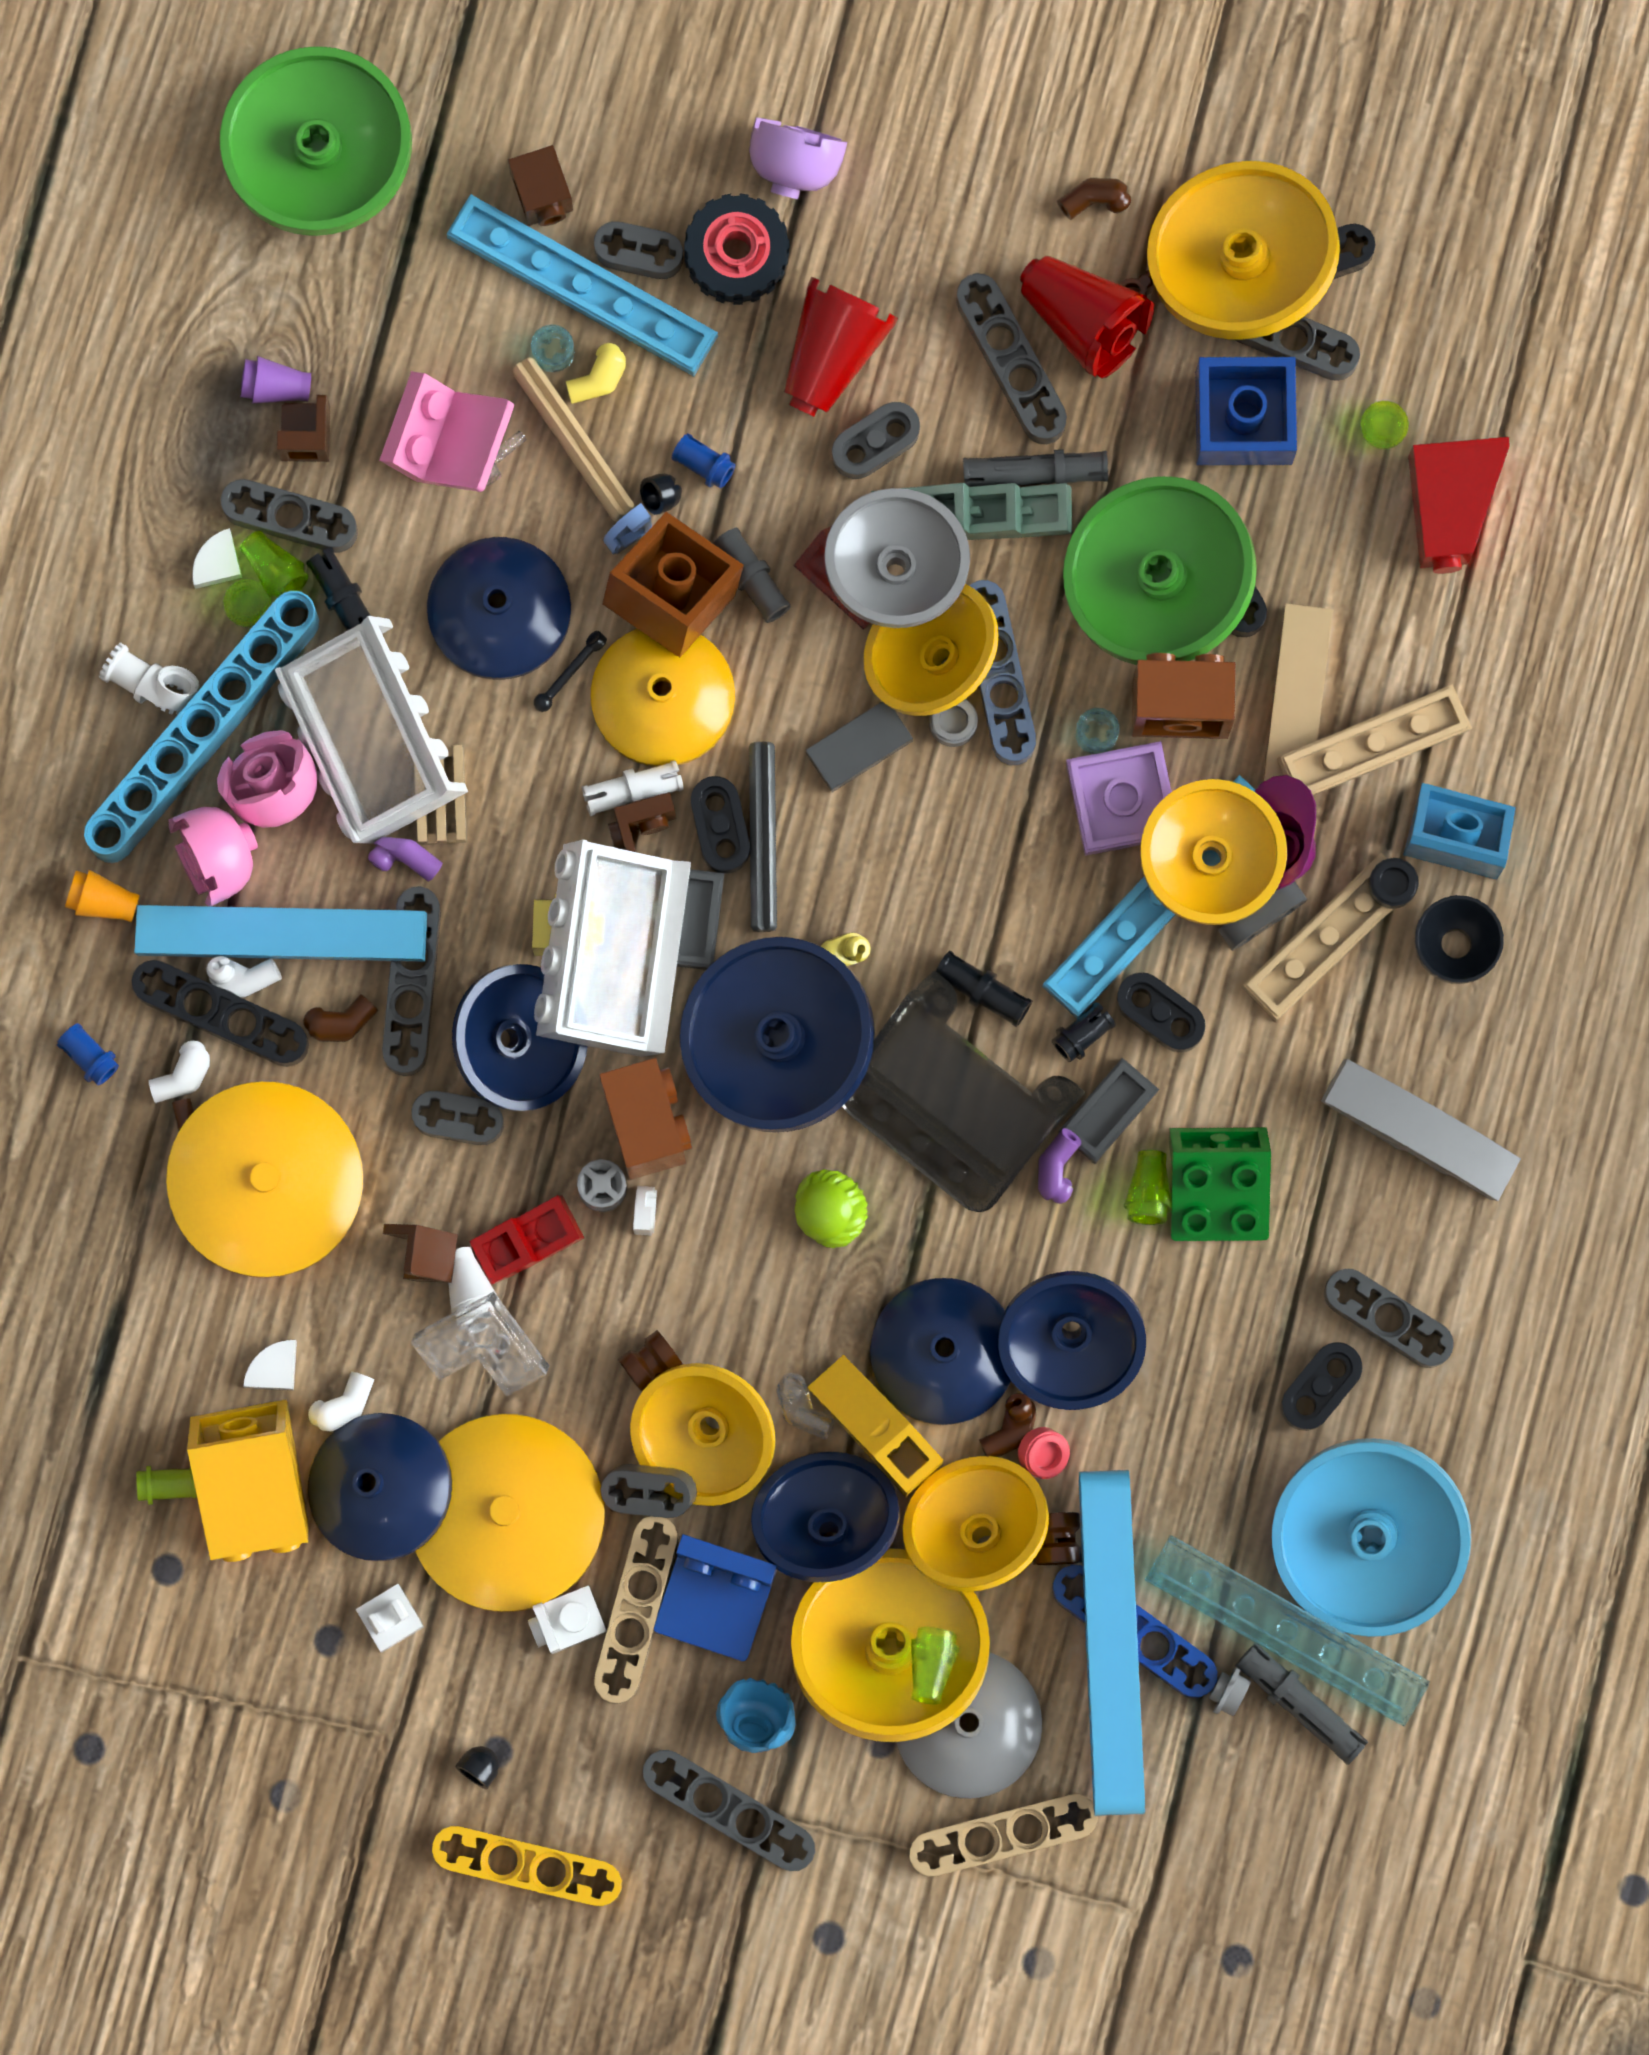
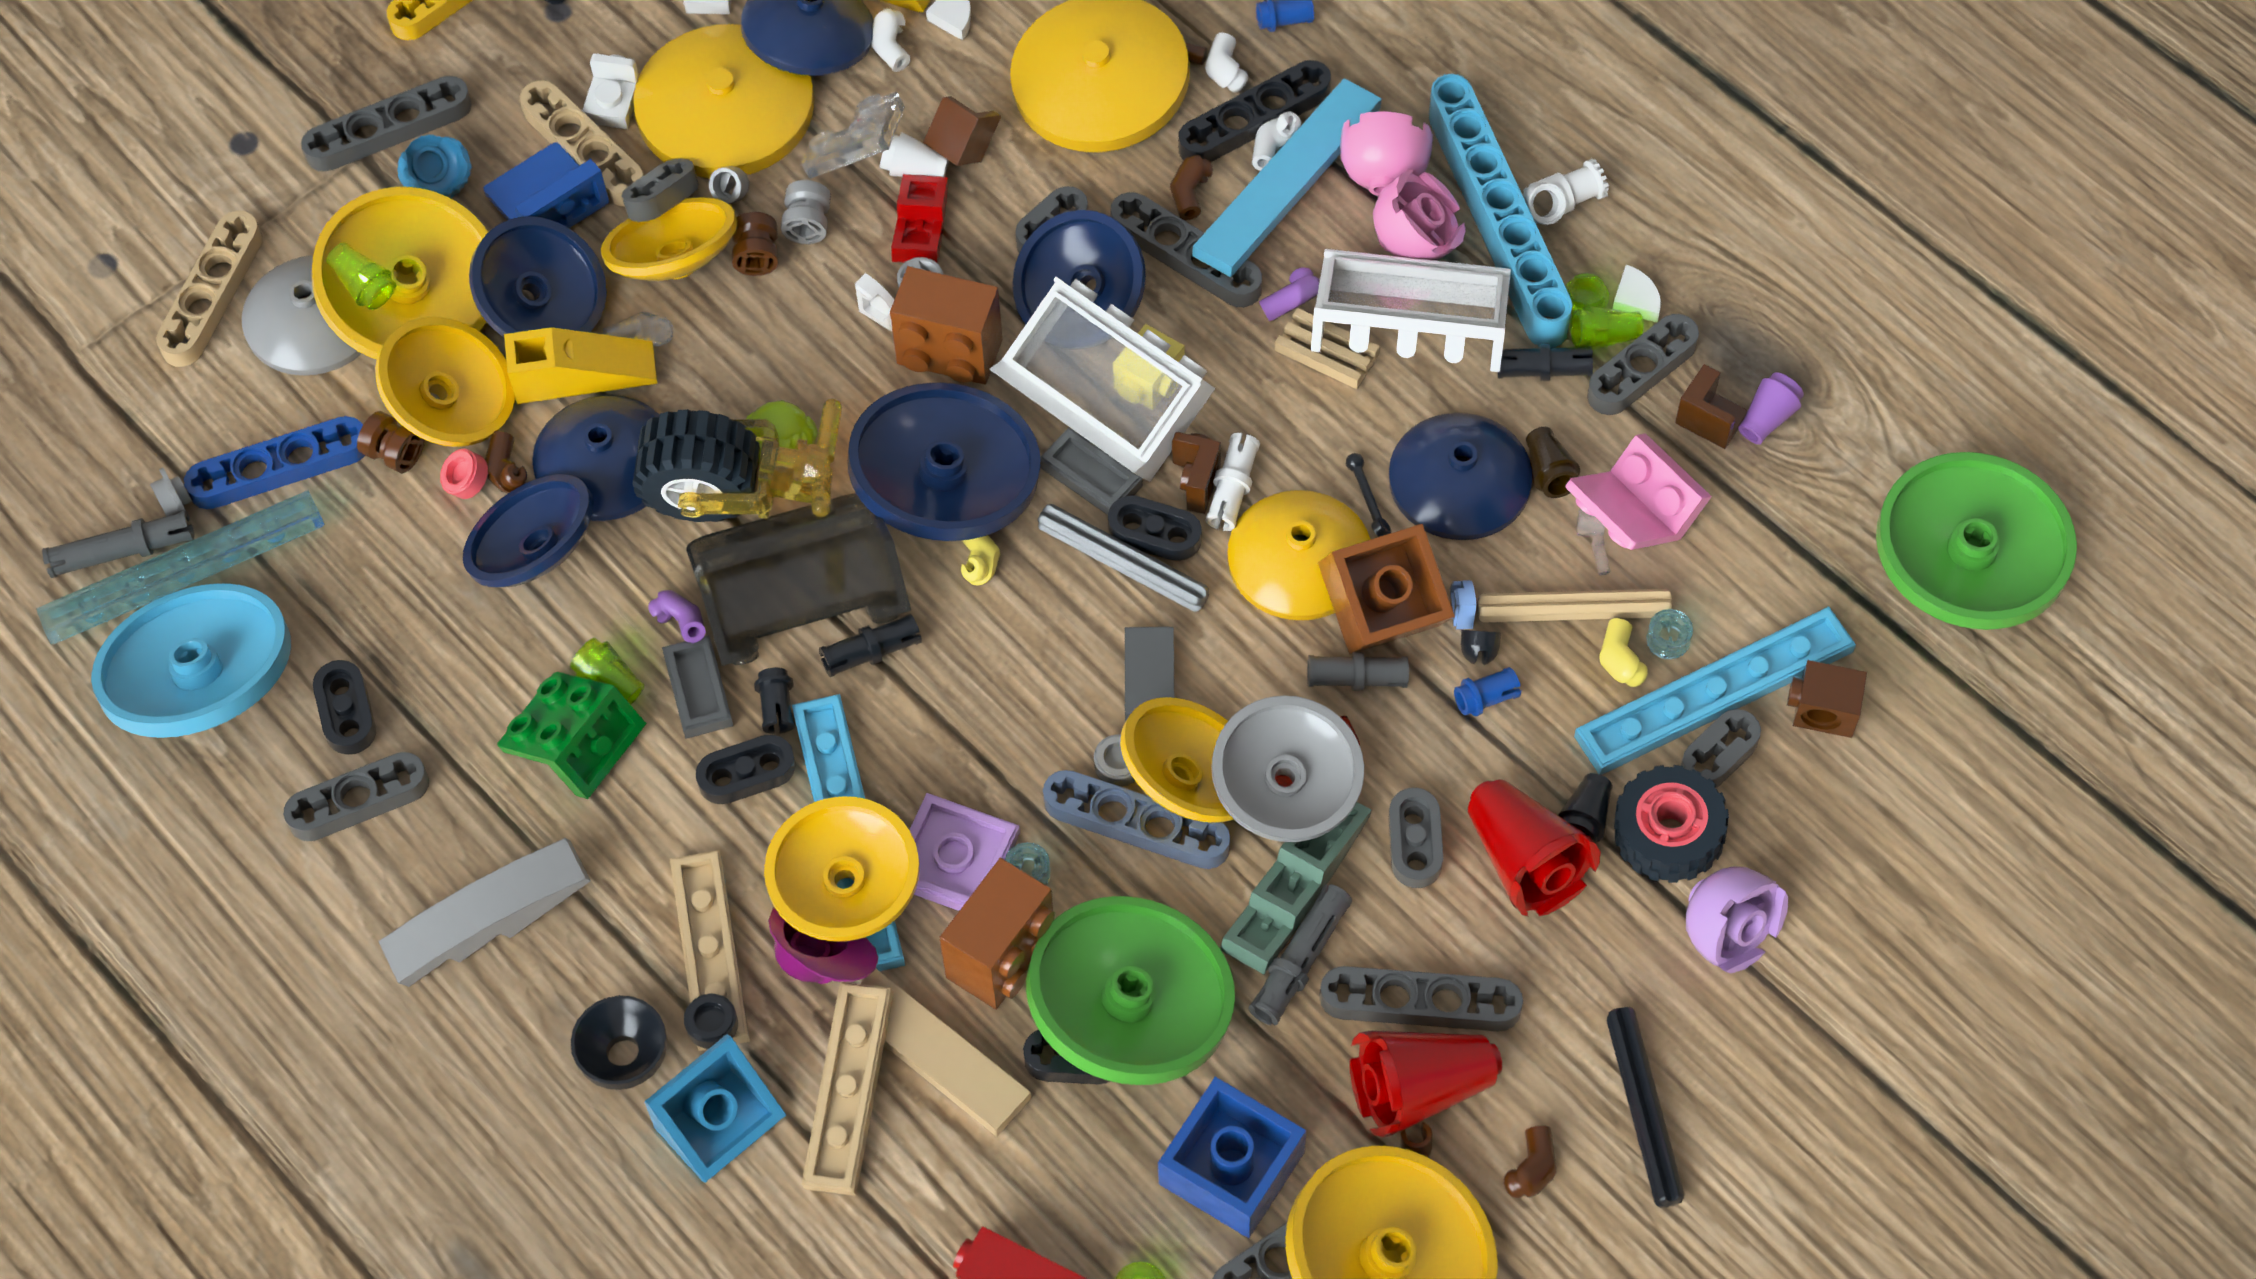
camera: 125 degrees right, 20 degrees down
(101, 898) = (1406, 76): light orange cone -> none
(445, 533) = (1550, 463): none -> dark brown cone
(599, 1336) = (805, 216): none -> light grey wheel
(611, 1435) = (723, 180): none -> light grey hinge
(766, 321) = (1589, 806): none -> black cone
(905, 1197) = (707, 465): none -> piece
(992, 142) = (1645, 1107): none -> black axle
(1111, 1643) = (277, 423): medium azure beam -> none
(1278, 907) = (759, 904): dark grey beam -> none

